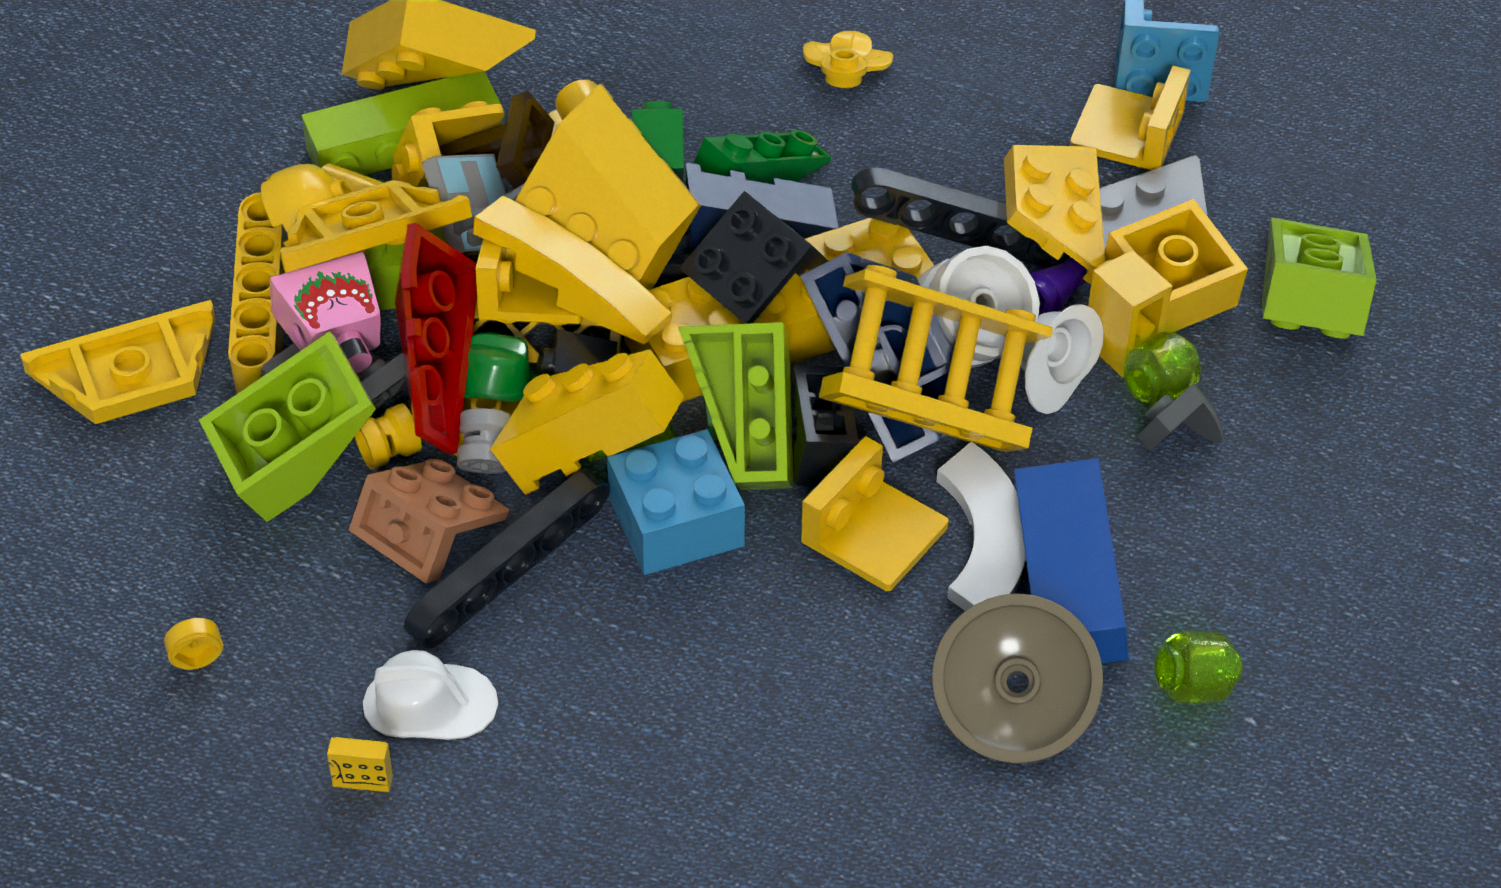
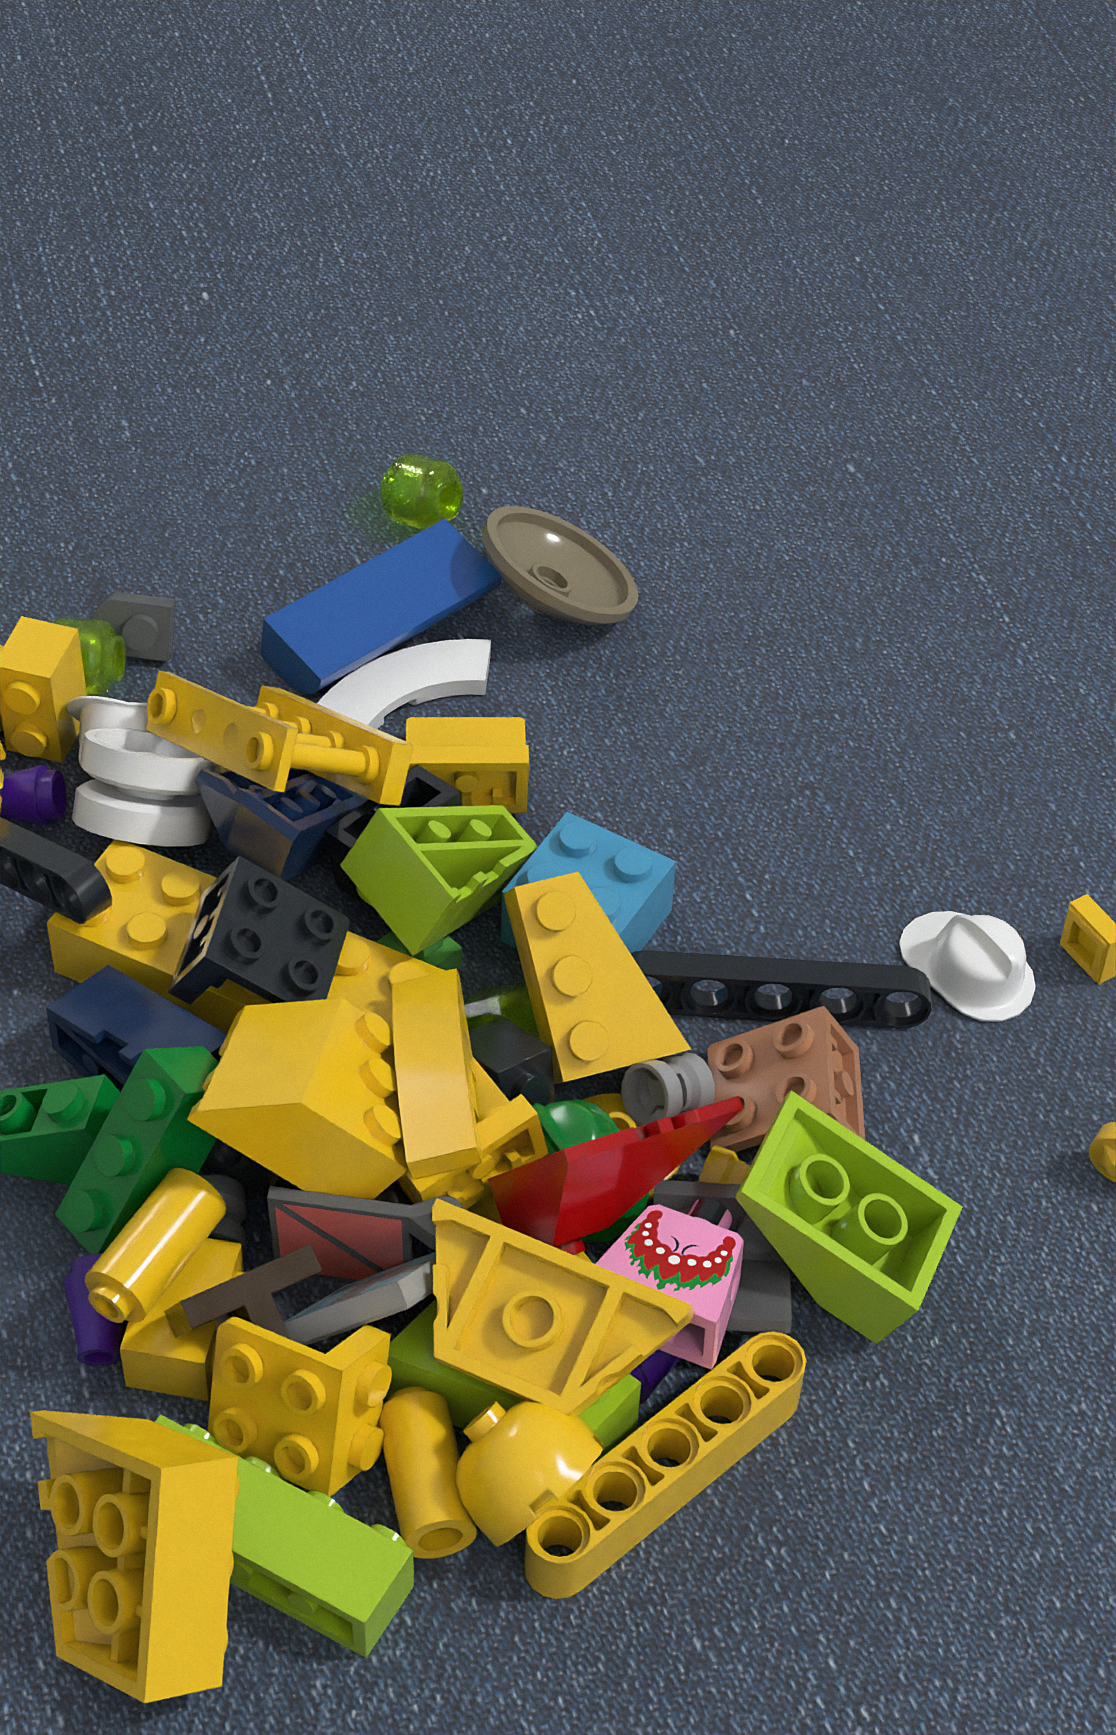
camera: 130 degrees left, 0 degrees up
(128, 364) = (881, 1518): yellow wing -> none

